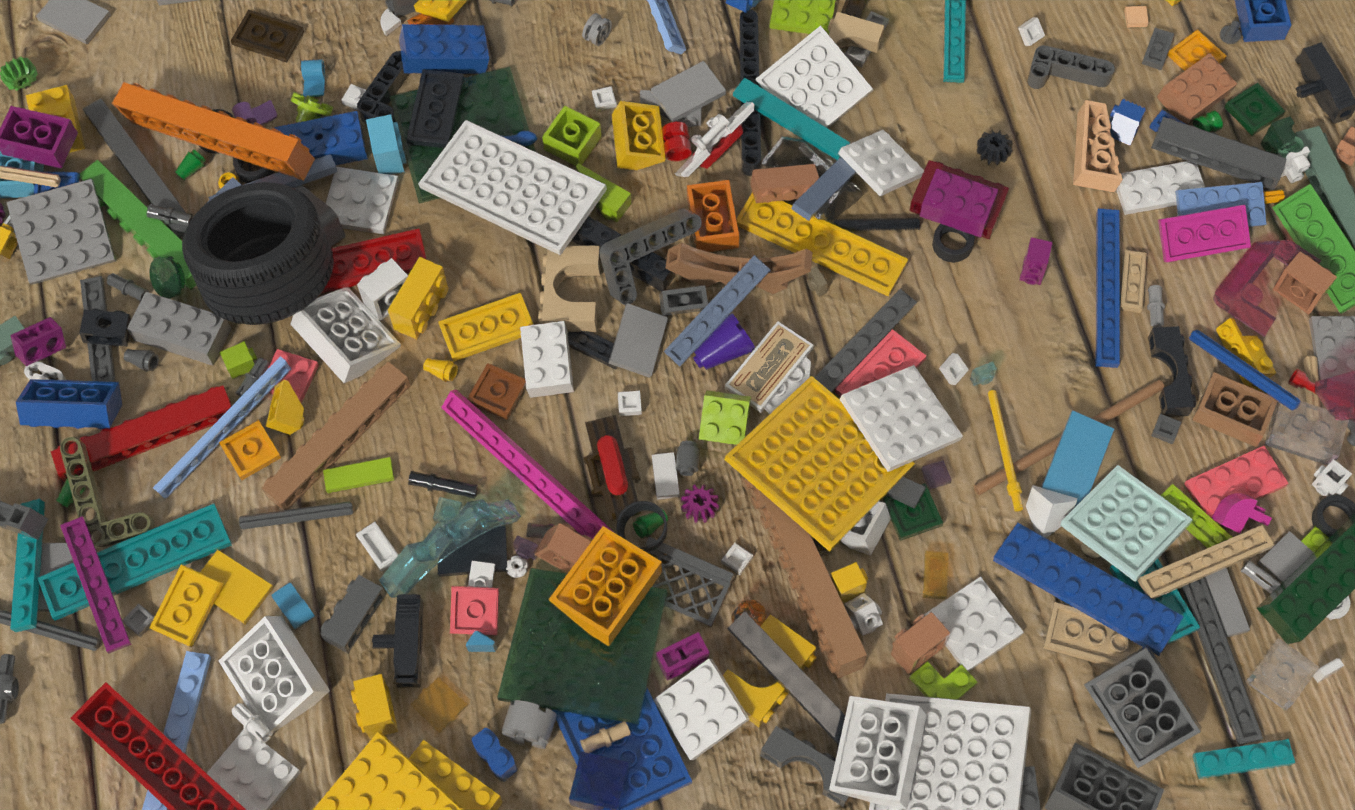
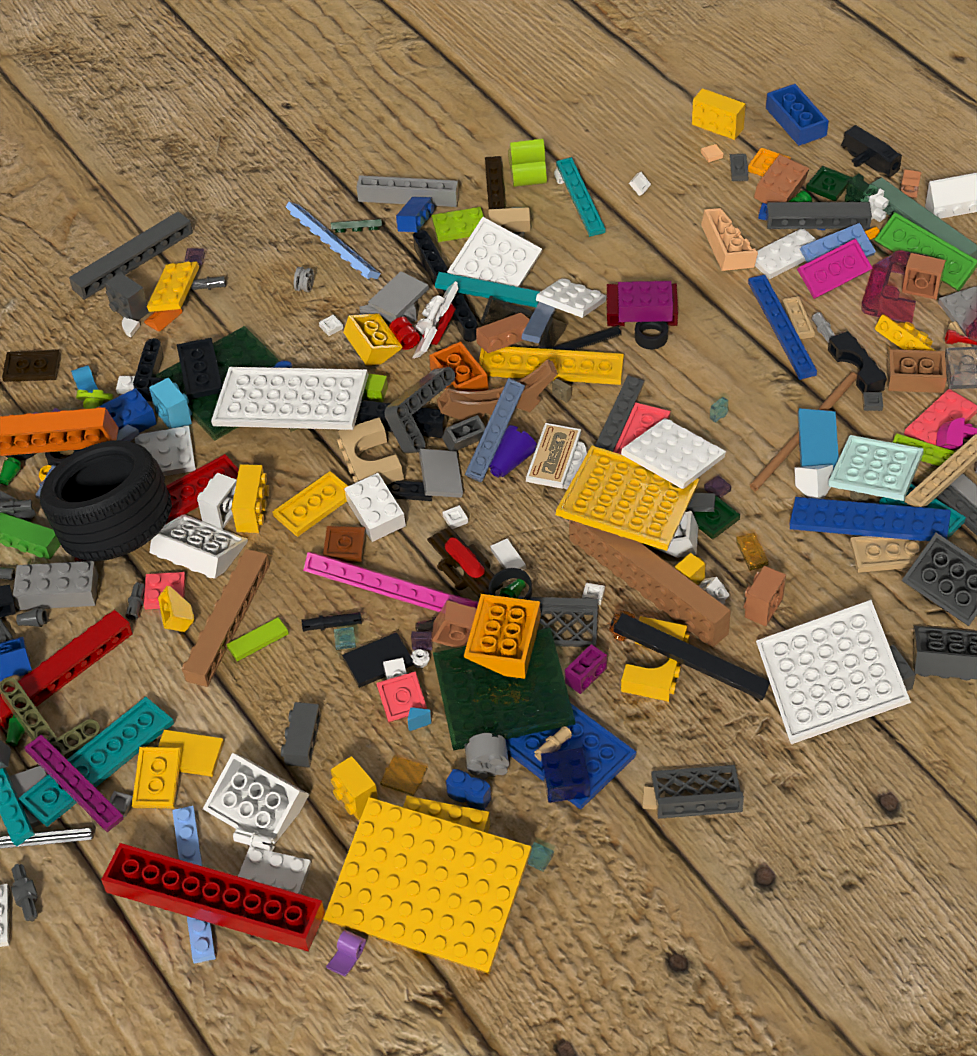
camera: 20 degrees left, 15 degrees down
(166, 276) = (28, 549): clear green tile -> none
(222, 428) = (127, 641): light blue tile -> none
(238, 359) = (117, 591): lime brick -> none
(250, 450) = (157, 651): light orange plate -> none
(292, 605) = (249, 749): dark azure panel -> none
(296, 515) = (218, 684): dark grey axle -> none
(377, 546) = (298, 683): white tile -> none
(406, 641) = (355, 736): black piece -> none
(442, 369) = (291, 543): yellow cone -> none
(444, 48) = (186, 325): blue brick -> none
(444, 539) = (355, 650): clear light blue arch -> none
(572, 136) = (320, 351): lime brick -> none
(687, 458) = (520, 538): dark grey brick -> none
(701, 709) = (619, 699): white plate -> none
(705, 497) = (545, 564): magenta gear -> none
(724, 417) = (536, 498): lime brick -> none
(784, 748) = (699, 704): dark grey arch -> none
(878, 751) = (772, 674): white slope -> none
(935, 686) = (782, 621): lime plate -> none
(953, 369) = (695, 413): white plate -> none
(976, 624) = (804, 573): white plate -> none
(994, 147) = (650, 263): black gear -> none
(1013, 487) = (781, 472): yellow bar -> none
(1035, 261) = (721, 323): magenta brick -> none
(1069, 66) = (679, 197): dark grey beam -> none
(1125, 121) = (741, 214): brick -> none
(1231, 33) = (786, 143): dark grey plate -> none
(1245, 370) = (910, 342): blue axle -> none

